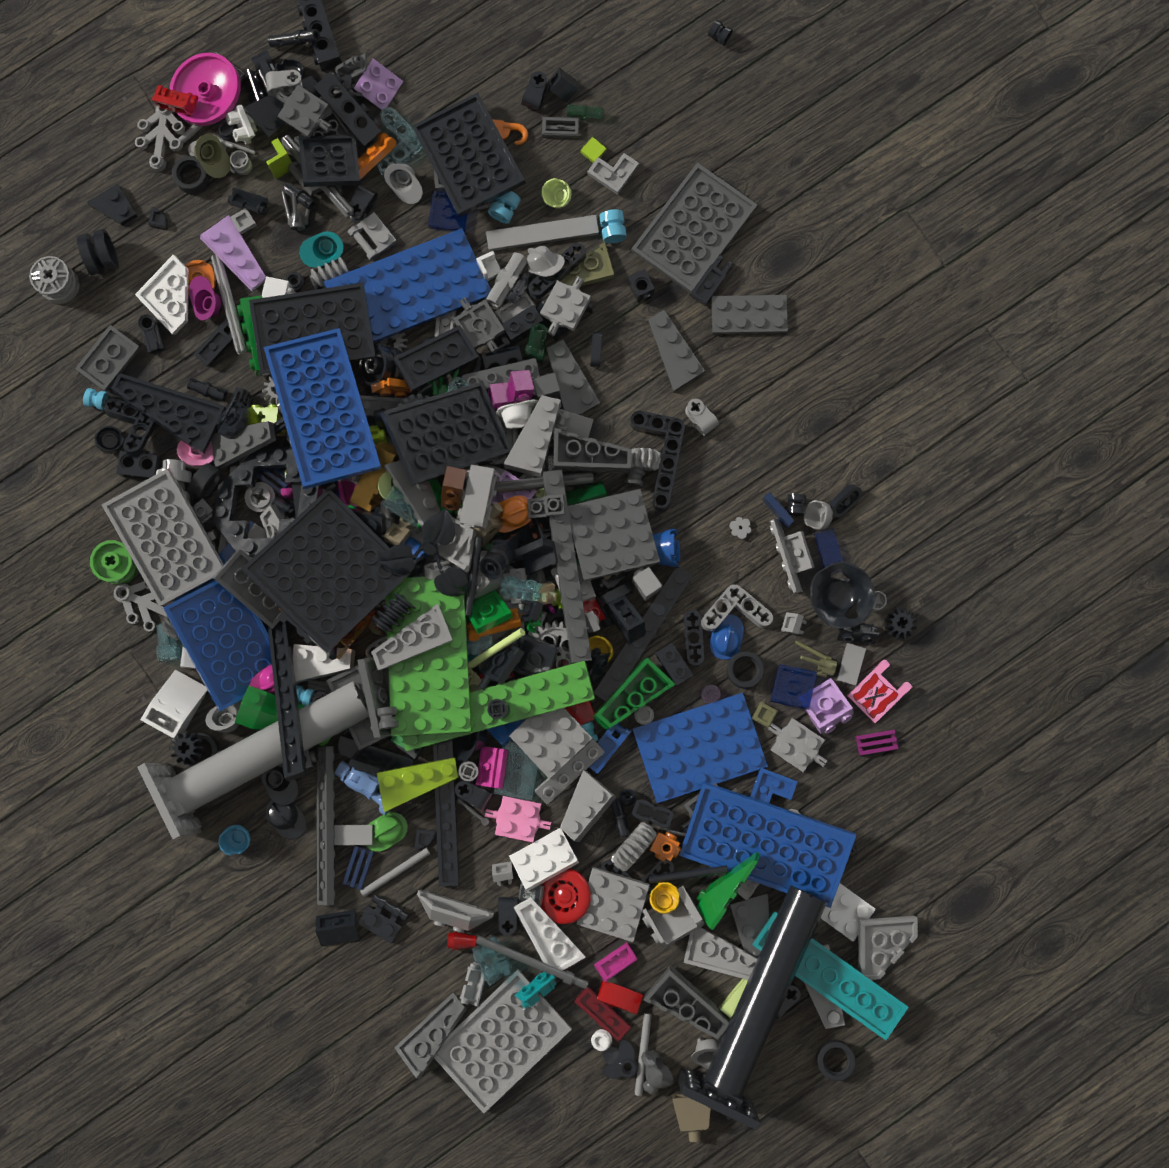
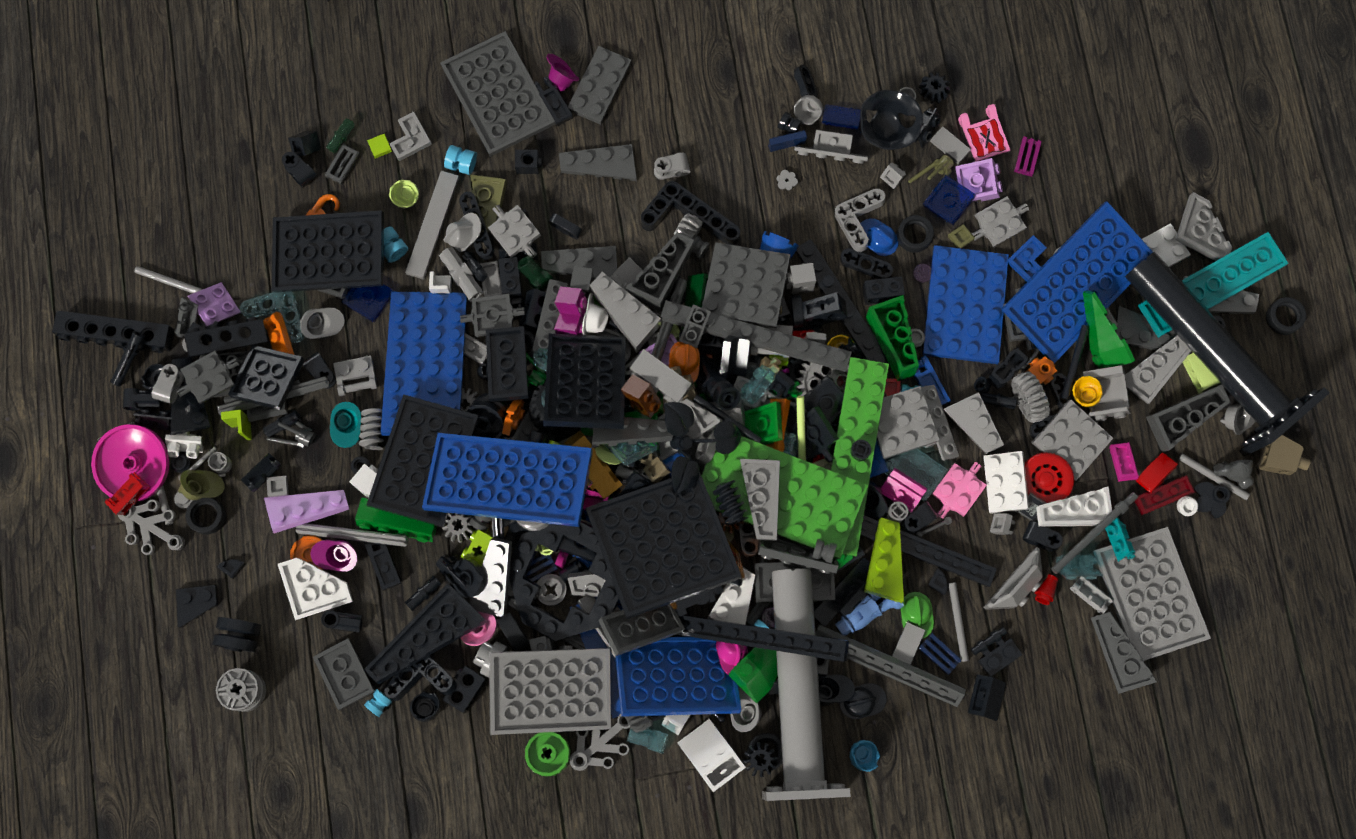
camera: 70 degrees left, 5 degrees down
(382, 35) = (167, 280): none -> light grey bar
(742, 273) = (560, 73): none -> magenta piece

